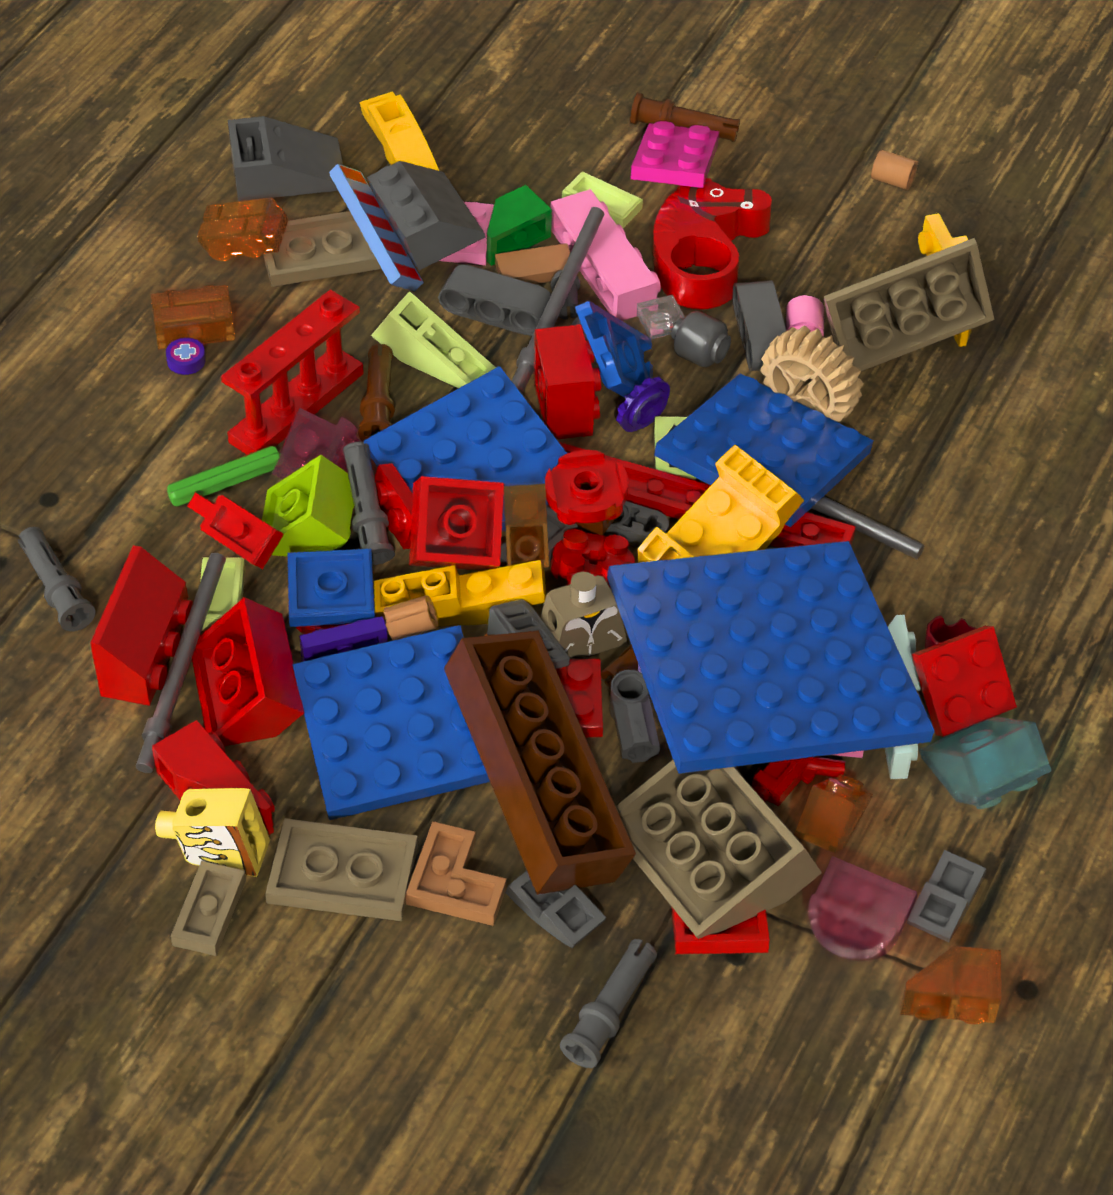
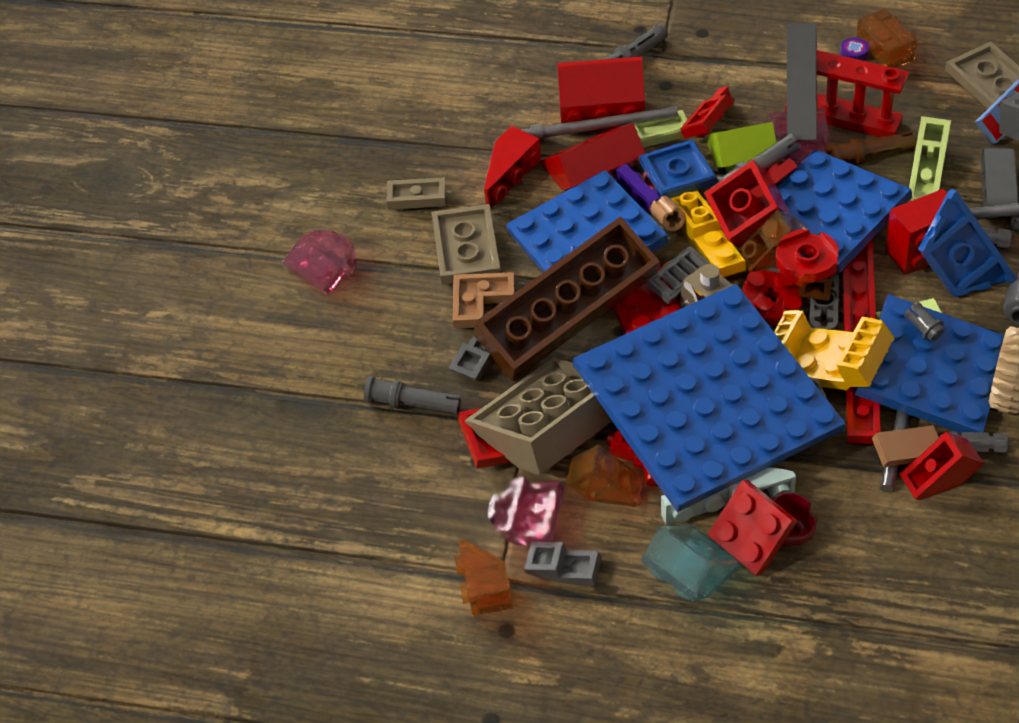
camera: 80 degrees right, 0 degrees up
(217, 828) = (465, 168): light yellow torso -> none
(223, 476) = (753, 96): bright green axle -> none
(242, 229) = (973, 31): clear orange brick -> none
(286, 393) = (802, 81): none -> dark grey tile
(289, 1061) = (322, 258): none -> clear pink slope
(643, 404) = (924, 275): dark purple gear -> none
(730, 419) = (925, 322): none -> dark grey pin
(876, 508) = (903, 445): none -> medium nougat tile
(880, 453) = (983, 442): none -> flat silver axle
(916, 490) = (941, 466): none -> red slope

